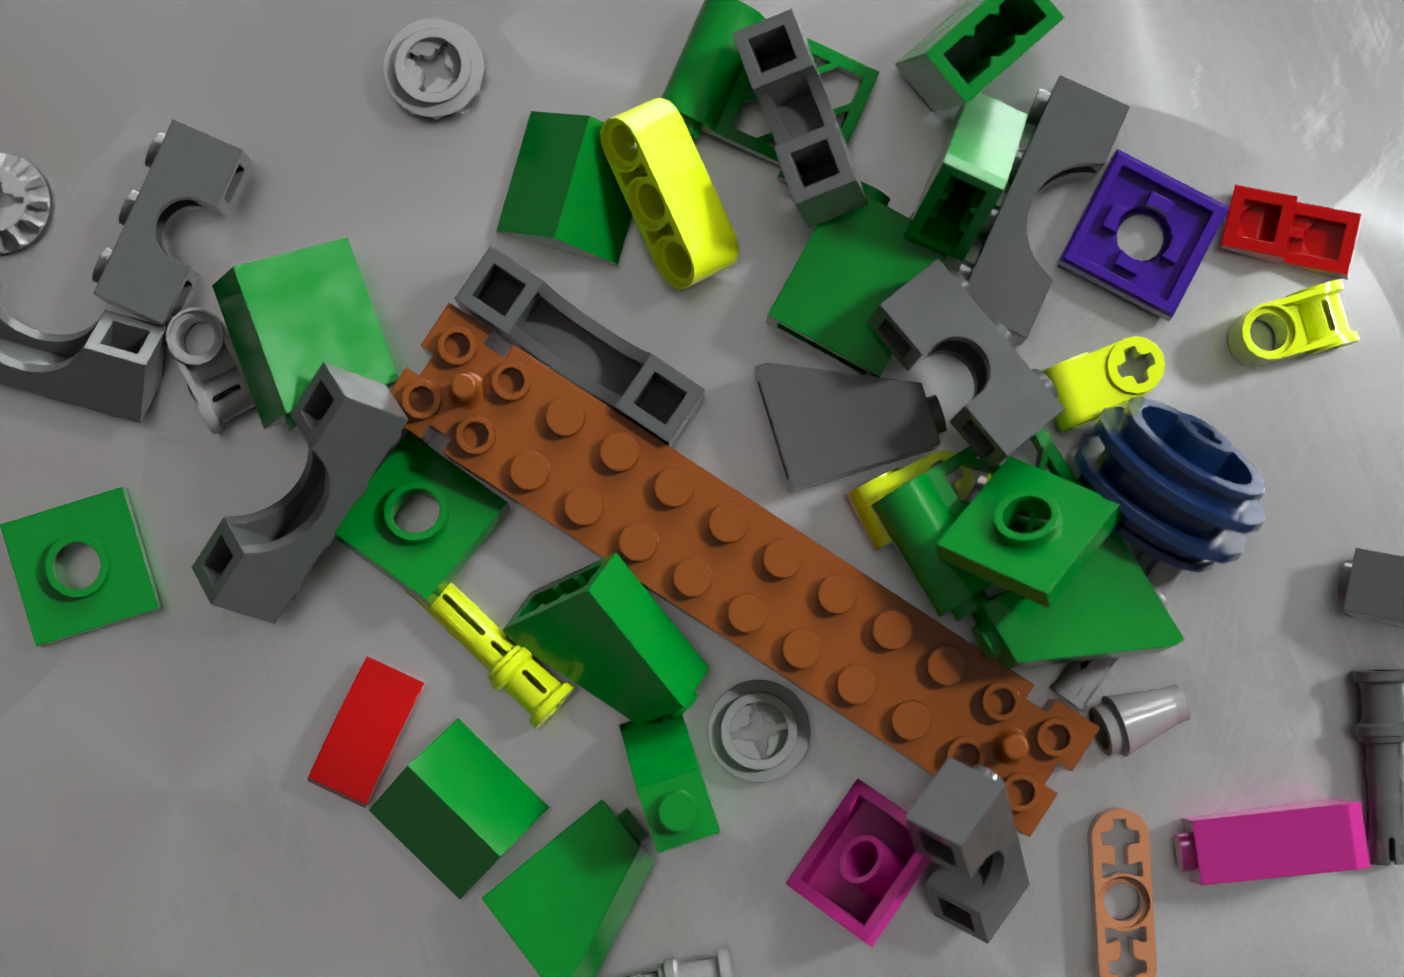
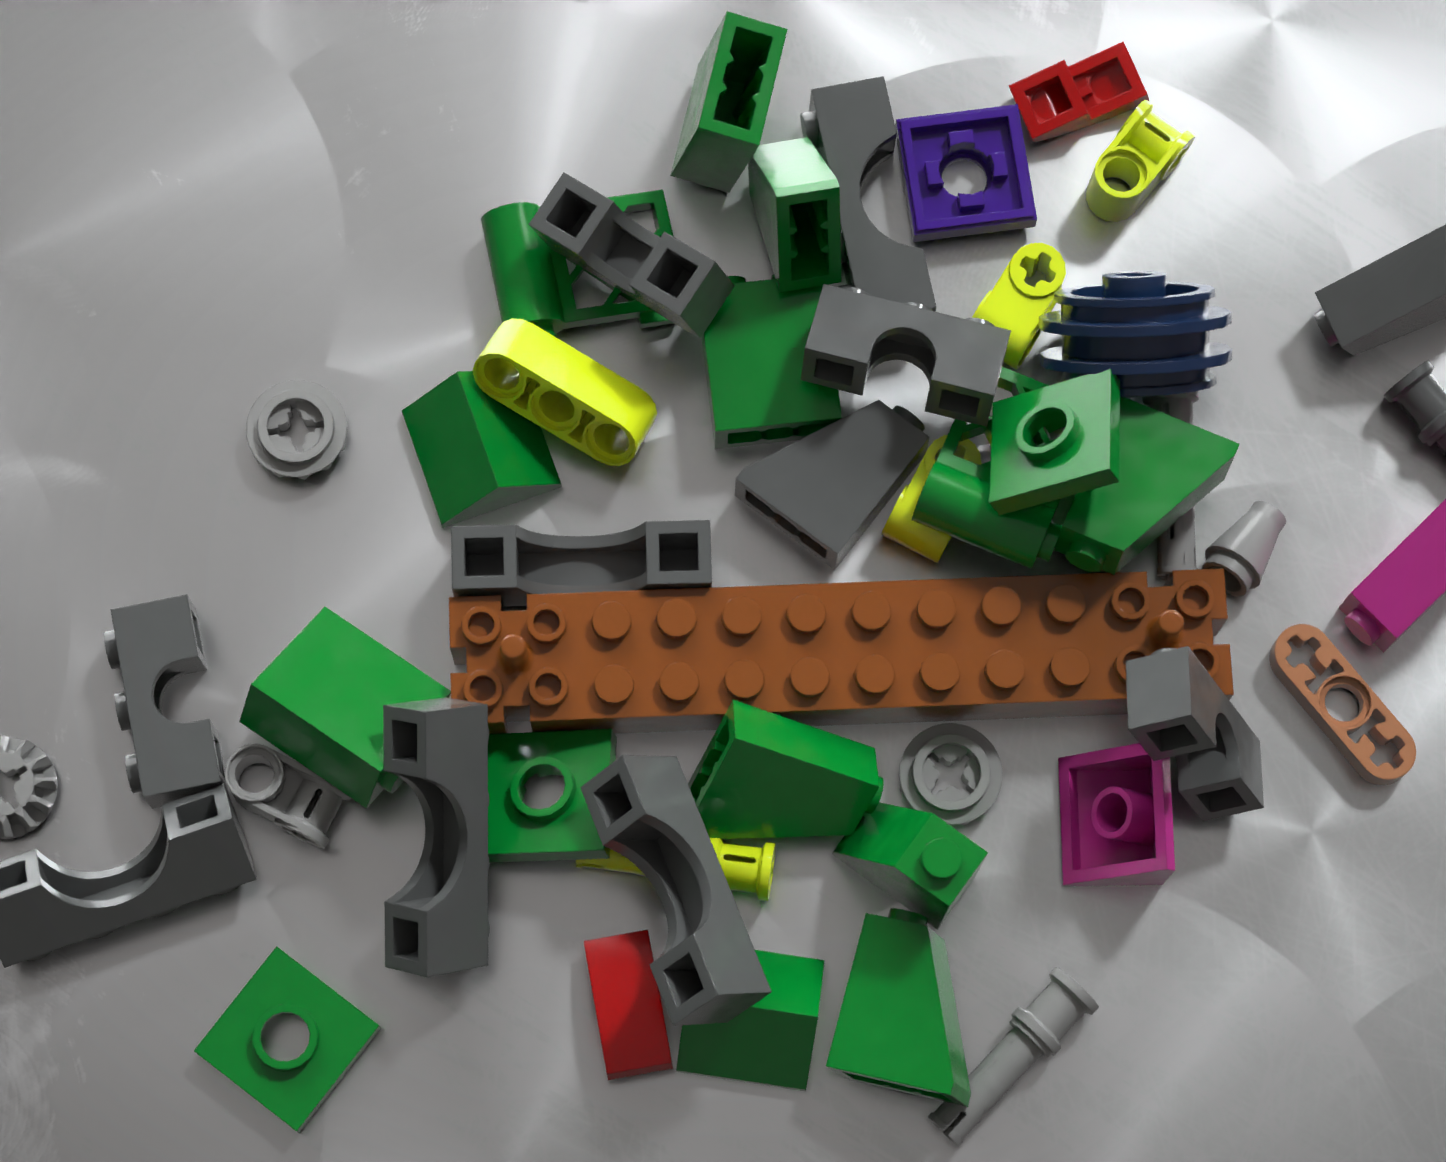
camera: 35 degrees left, 10 degrees down
(481, 607) = (653, 821): none -> dark grey arch

